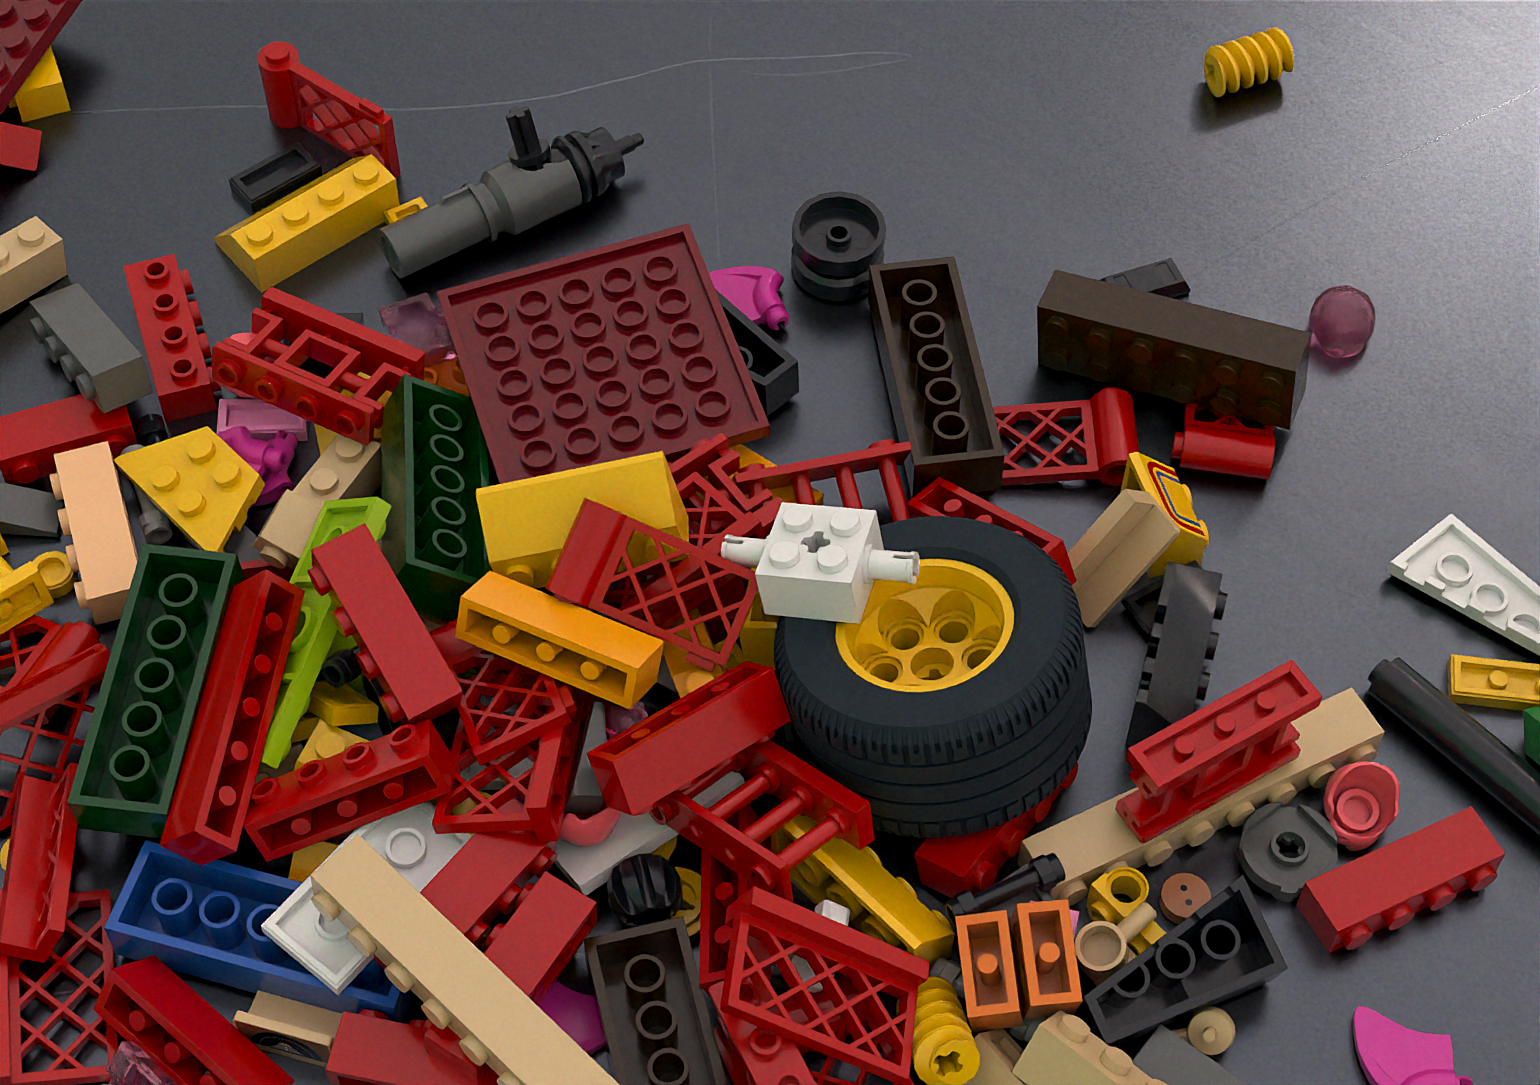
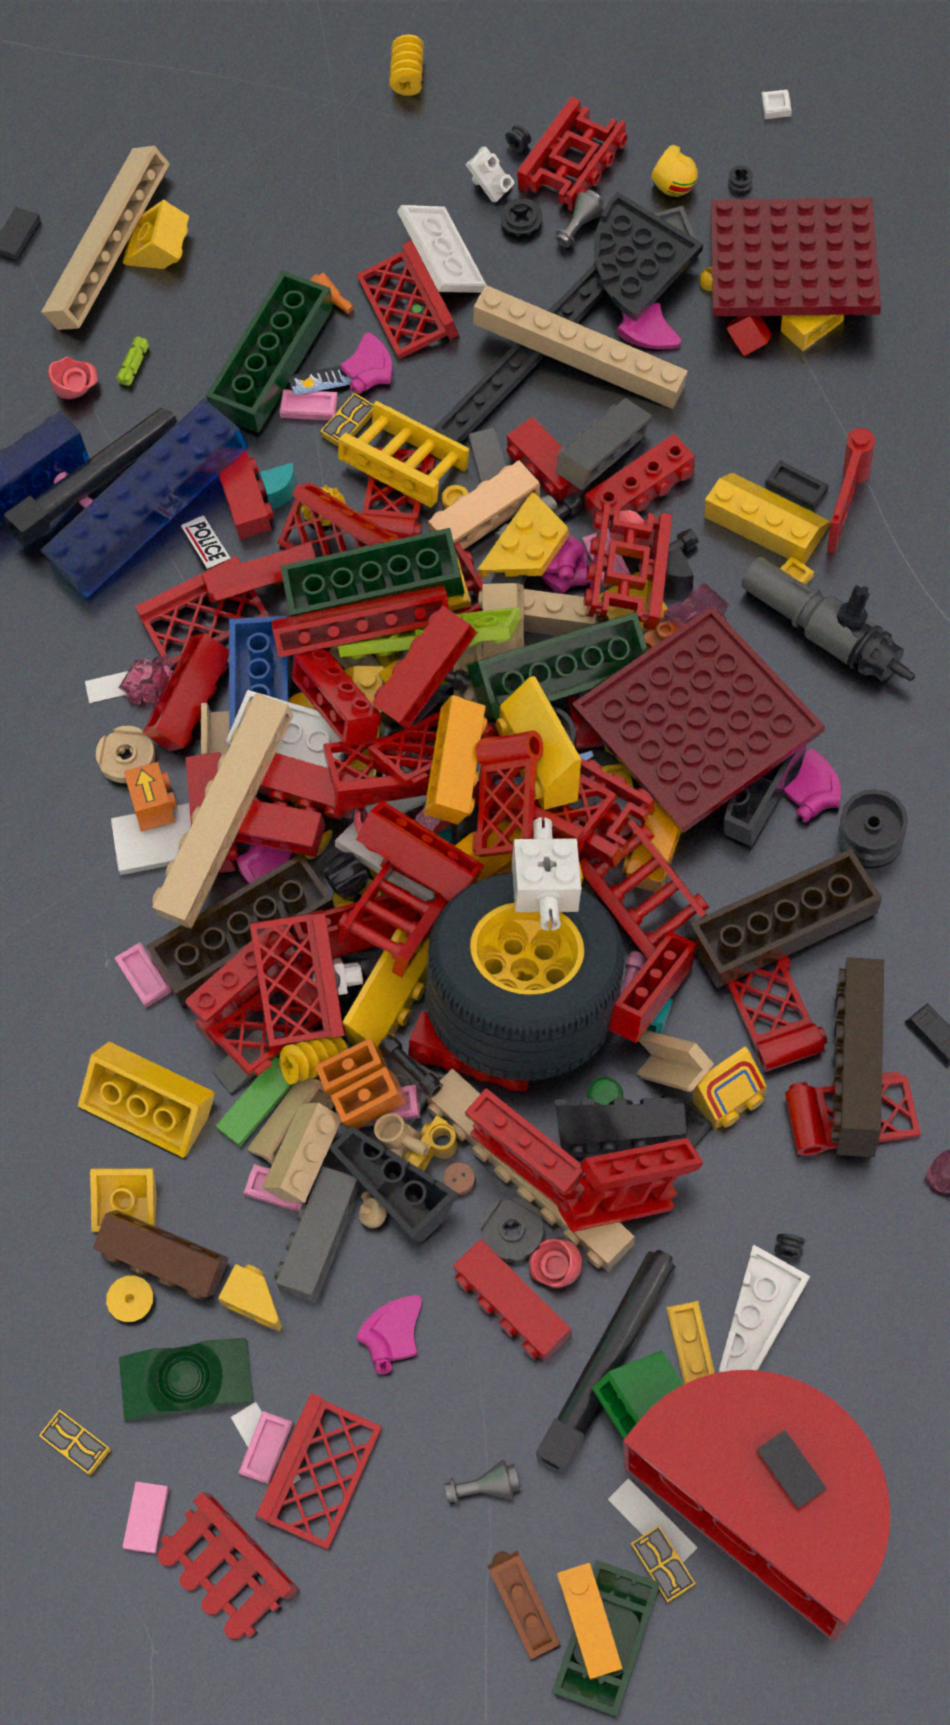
camera: 80 degrees right, 10 degrees up
(1110, 676) = (604, 1090): none -> green piece
(1300, 634) = (607, 1180): none -> red fence
(1399, 525) = (789, 1245): none -> black bush

